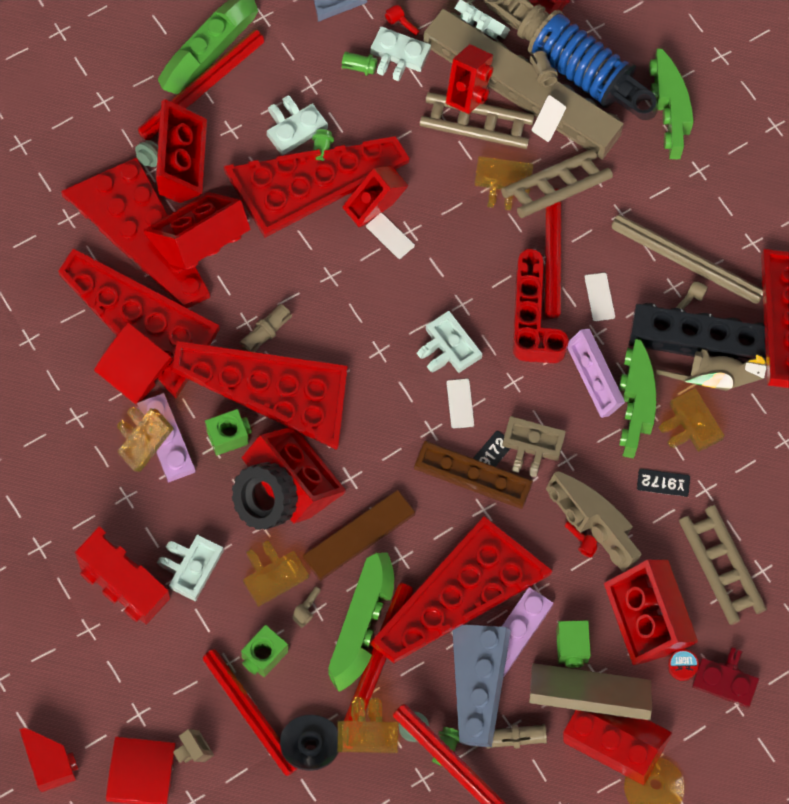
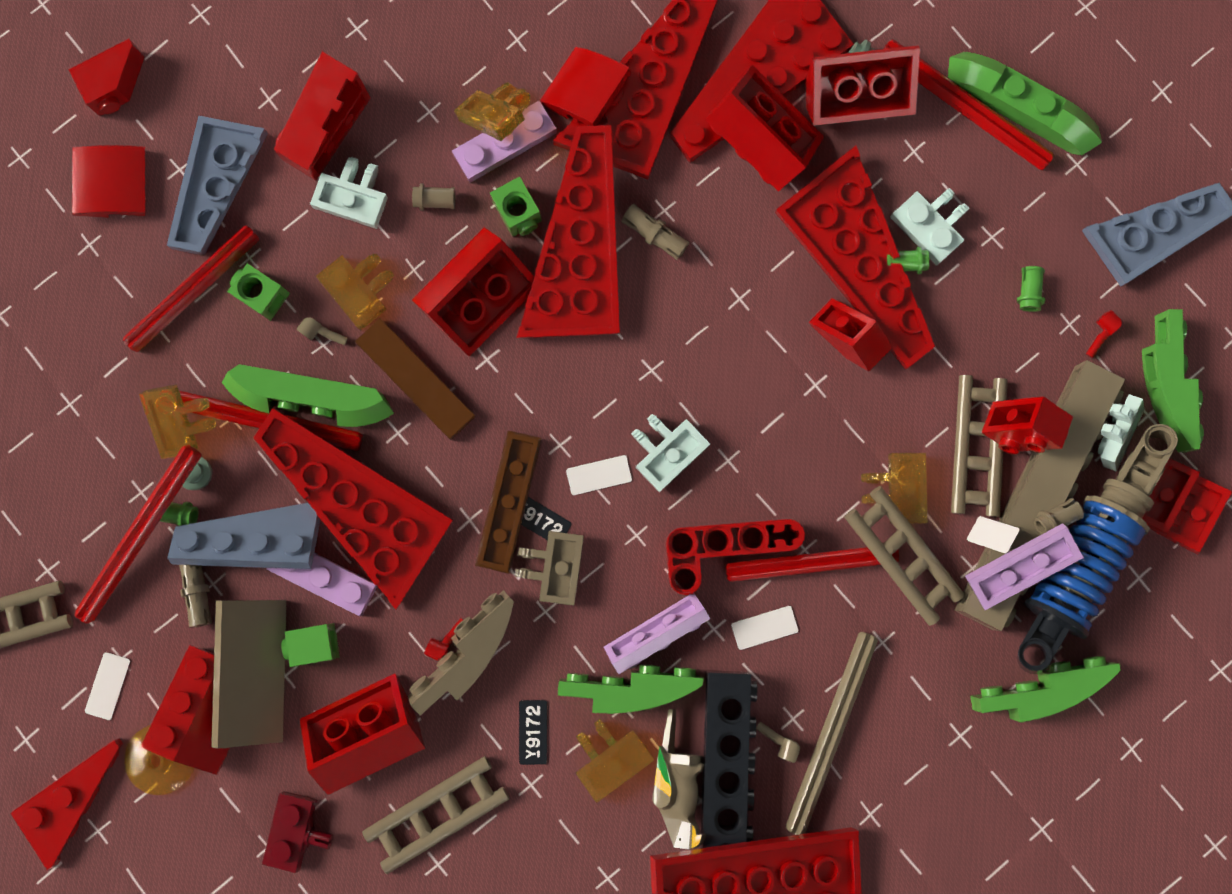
camera: 90 degrees right, 15 degrees up
(149, 678) = (213, 174): none -> sand blue wing
(193, 748) = (139, 233): dark tan tile -> none
(205, 499) = (433, 197): none -> dark tan pin
(283, 490) = (435, 259): black tyre -> none
(309, 731) = (149, 343): black dish -> none
(390, 235) = (804, 361): white sticker -> none
(400, 50) = (1061, 336): light aqua hinge -> none
(578, 96) = (1024, 566): none -> lavender plate
(683, 665) = (301, 782): tile -> none

